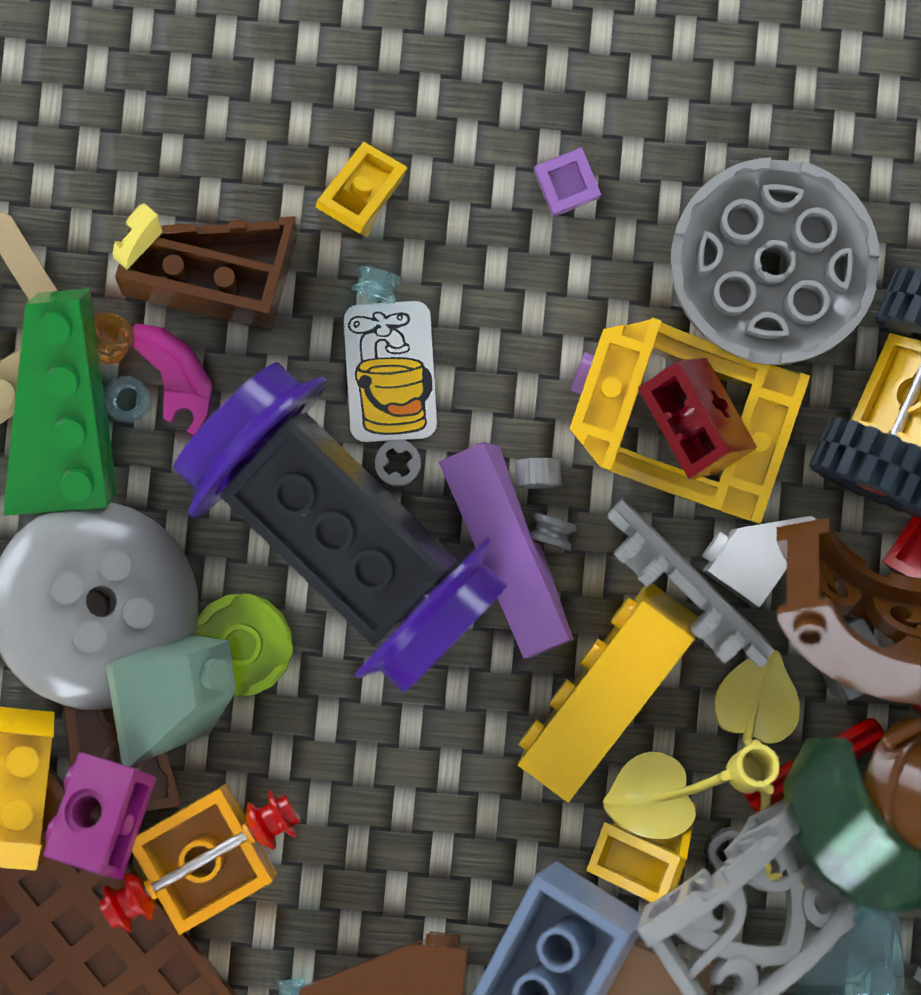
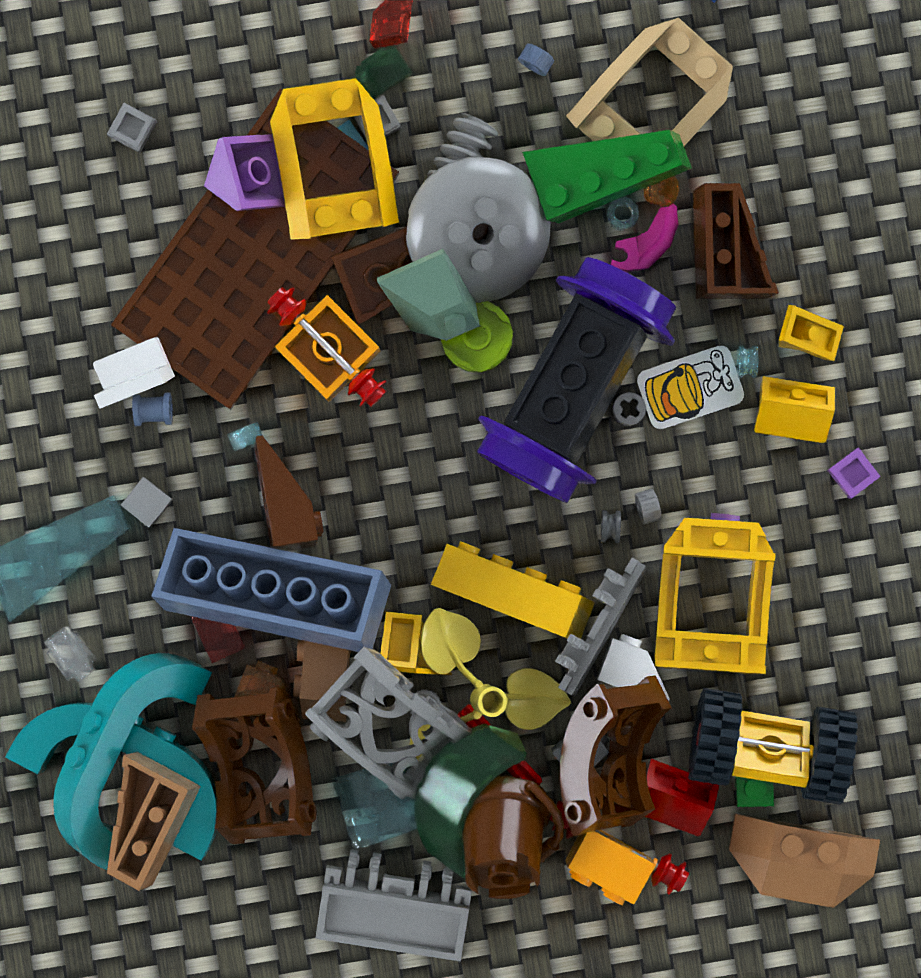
camera: 85 degrees right, 0 degrees up
(123, 800) = (325, 283): magenta brick -> none
(144, 232) = (740, 194): light yellow tile -> none
(459, 237) = (795, 409): none -> yellow panel
(492, 510) = (616, 480): medium lavender slope -> none
(697, 417) = (715, 602): dark red brick -> none
(783, 211) = (873, 636): light grey brick -> none

